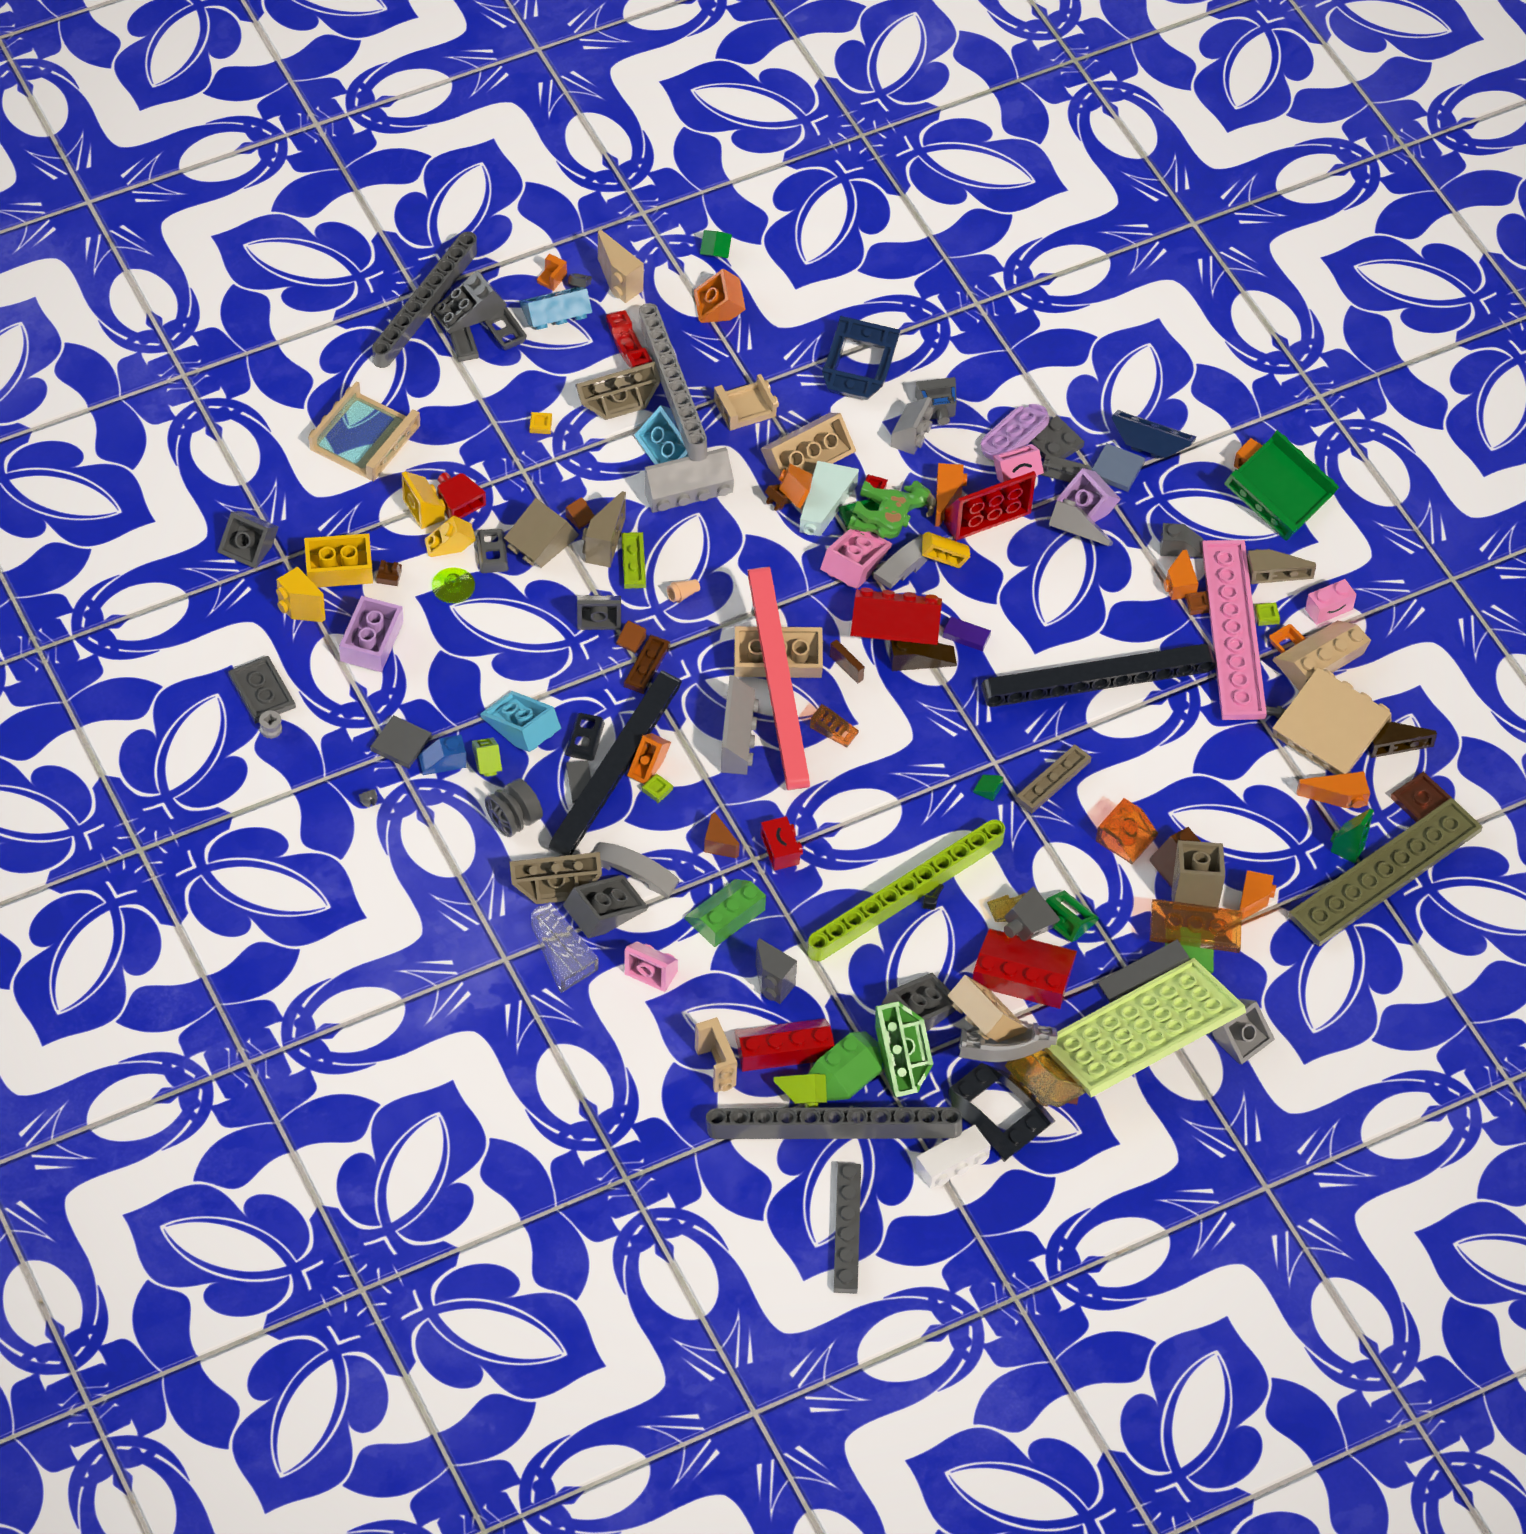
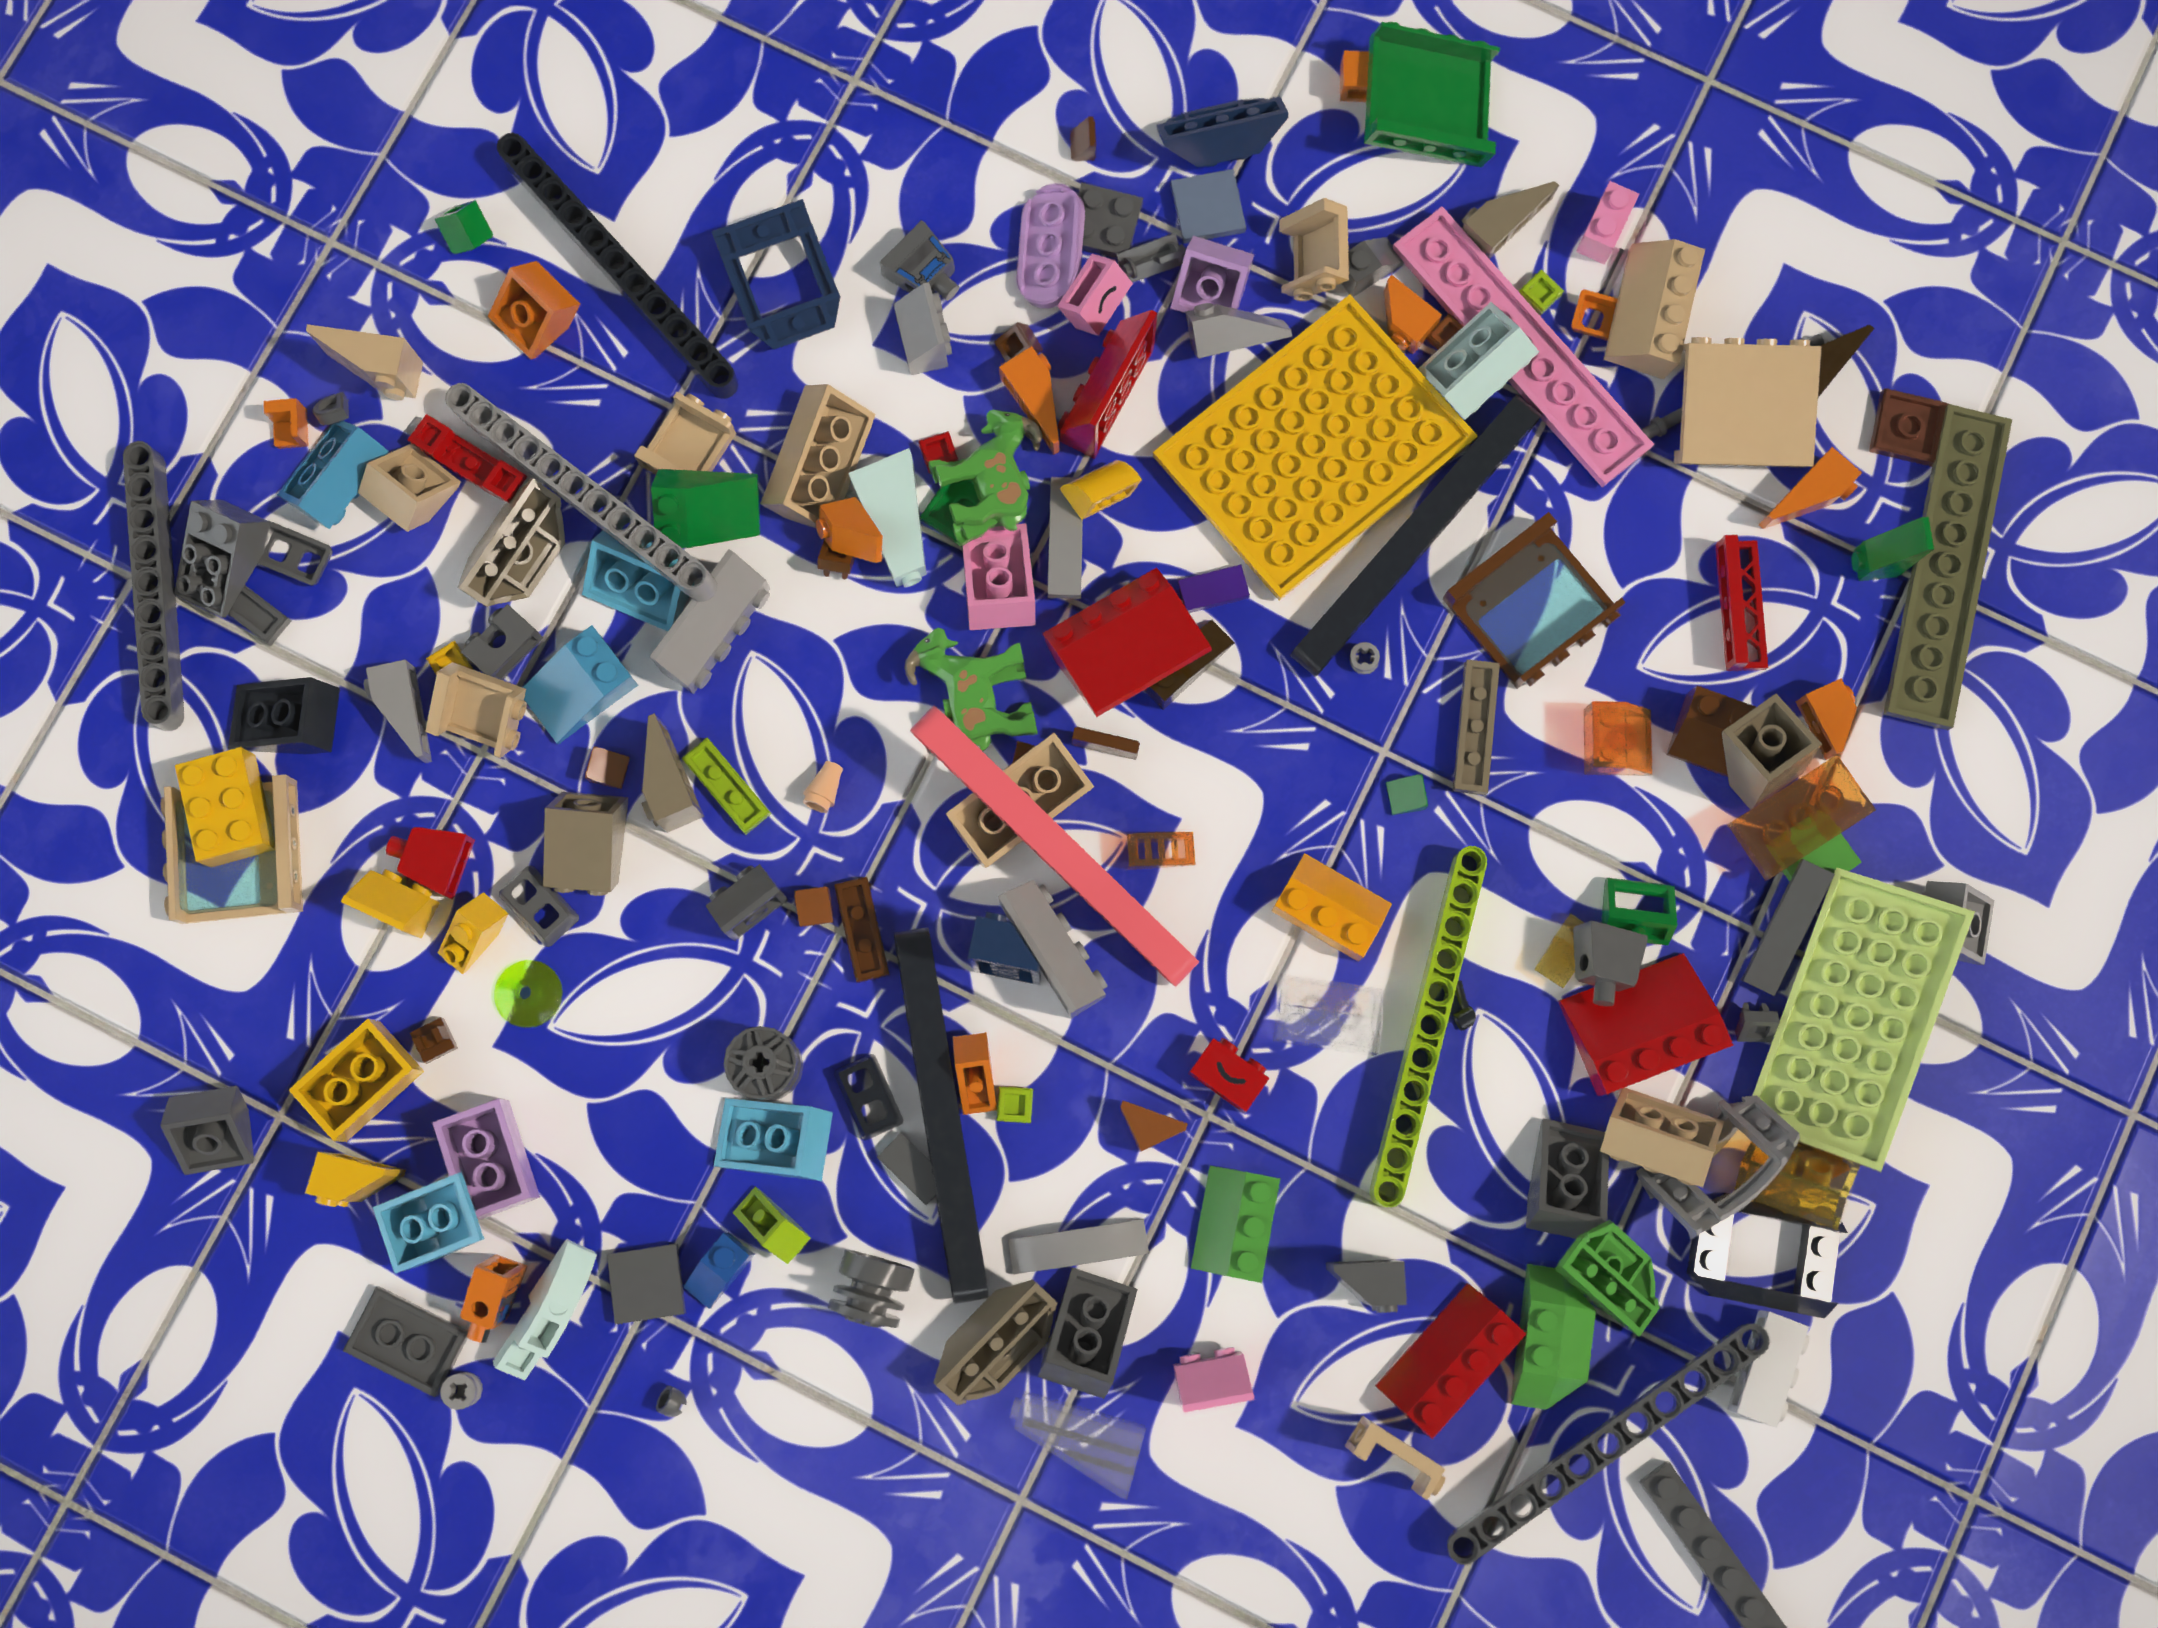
camera: 35 degrees left, 25 degrees up
(320, 637) = (428, 1223): none -> medium azure slope
(322, 690) = (491, 1295): none -> orange torso
(342, 715) = (550, 1310): none -> light aqua slope
(377, 409) = (225, 807): none -> yellow brick
(440, 392) = (285, 716): none -> black slope
(503, 418) = (397, 696): none -> light grey slope
(537, 444) = (476, 708): none -> tan panel
(546, 679) = (777, 1078): none -> dark grey wheel
(583, 424) = (519, 642): none -> dark grey brick
(587, 334) = (407, 486): none -> tan slope
(597, 469) = (577, 684): none -> dark azure slope
(707, 698) = (1000, 951): none -> dark blue slope
(733, 429) = (705, 506): none -> green slope
(779, 307) = (610, 252): none -> black beam
(800, 591) = (971, 687): none -> bright green animal
(804, 1089) = (1526, 1416): lime slope -> none
(855, 853) = (1329, 1015): none -> clear slope
(900, 807) = (1332, 907): none -> light orange slope
(962, 459) = (1017, 340): none -> reddish brown slope
(1015, 716) = (1364, 648): none -> light grey bush
(1076, 399) = (1084, 141): none -> reddish brown slope
(1077, 603) = (1314, 446): none -> yellow plate
(1085, 1003) = (1756, 1025): none -> dark grey tile
(1134, 742) = (1531, 603): none -> clear light blue panel
(1164, 506) = (1319, 248): none -> tan panel
(1200, 617) = (1478, 360): none -> light aqua slope
(1246, 811) = (1733, 605): none -> red fence

